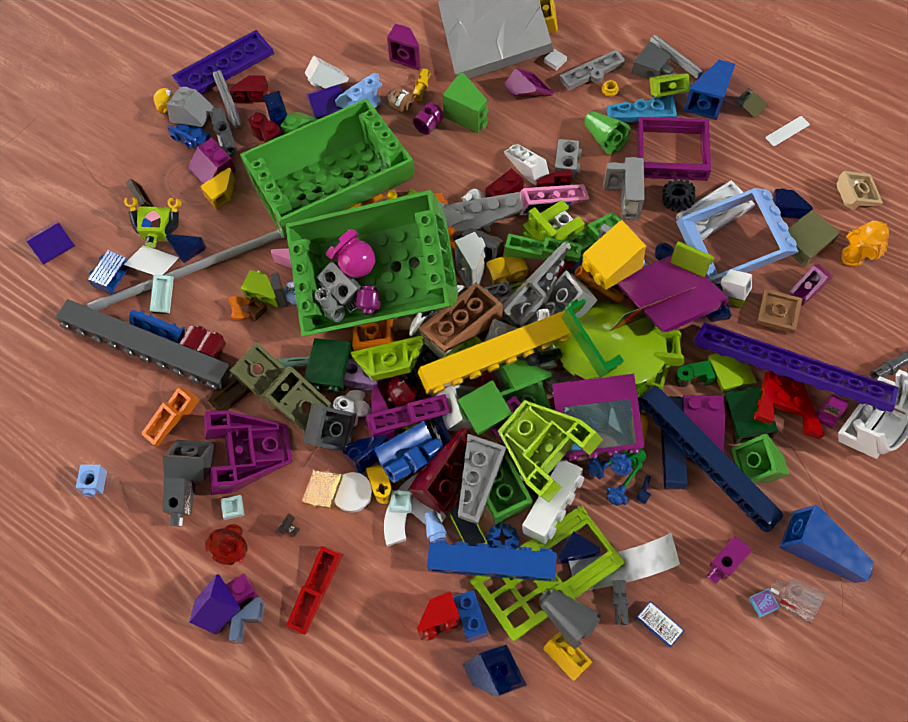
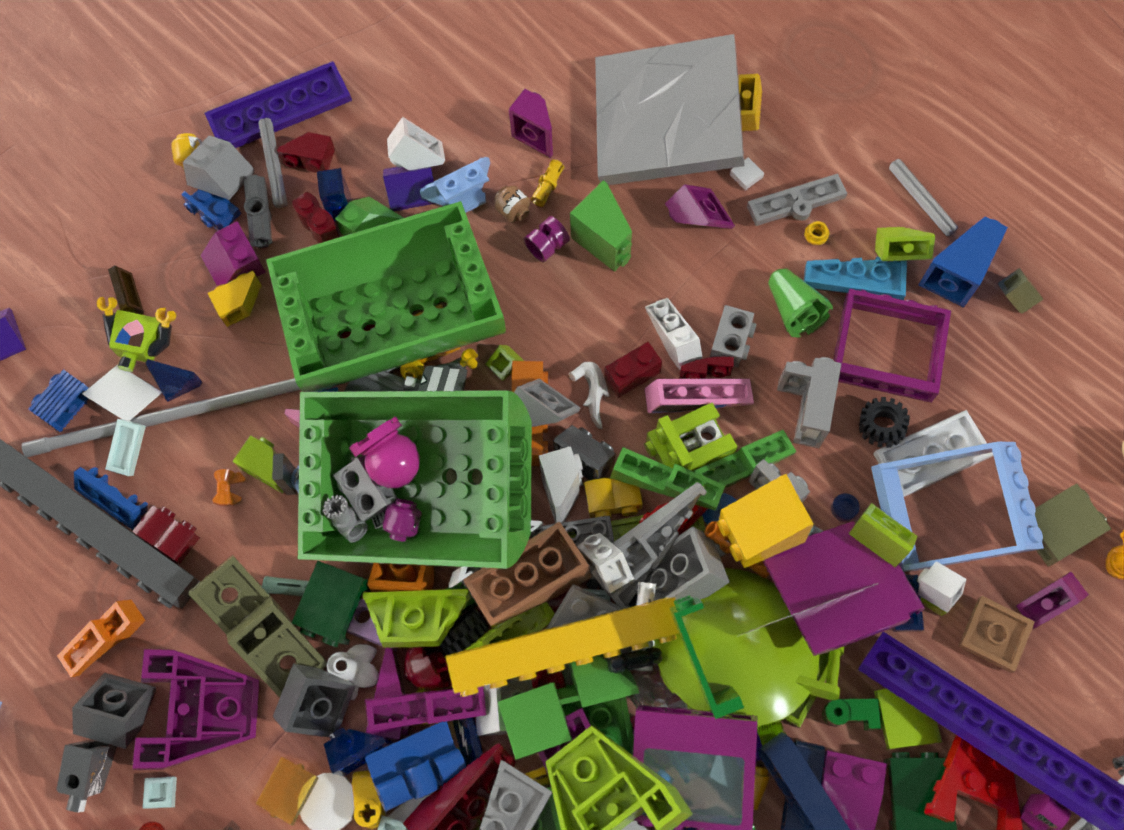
camera: 10 degrees right, 5 degrees up
(229, 395) = (183, 622): dark brown tile -> none
(256, 309) = (251, 492): reddish brown tile -> none
(488, 211) = (602, 402): light grey wing -> none
(516, 302) = (607, 560): none -> white bracket
(652, 62) = (886, 203): dark grey torso -> none
(787, 131) = (1065, 343): white sticker -> none
(790, 204) = (1046, 465): clear blue slope -> none

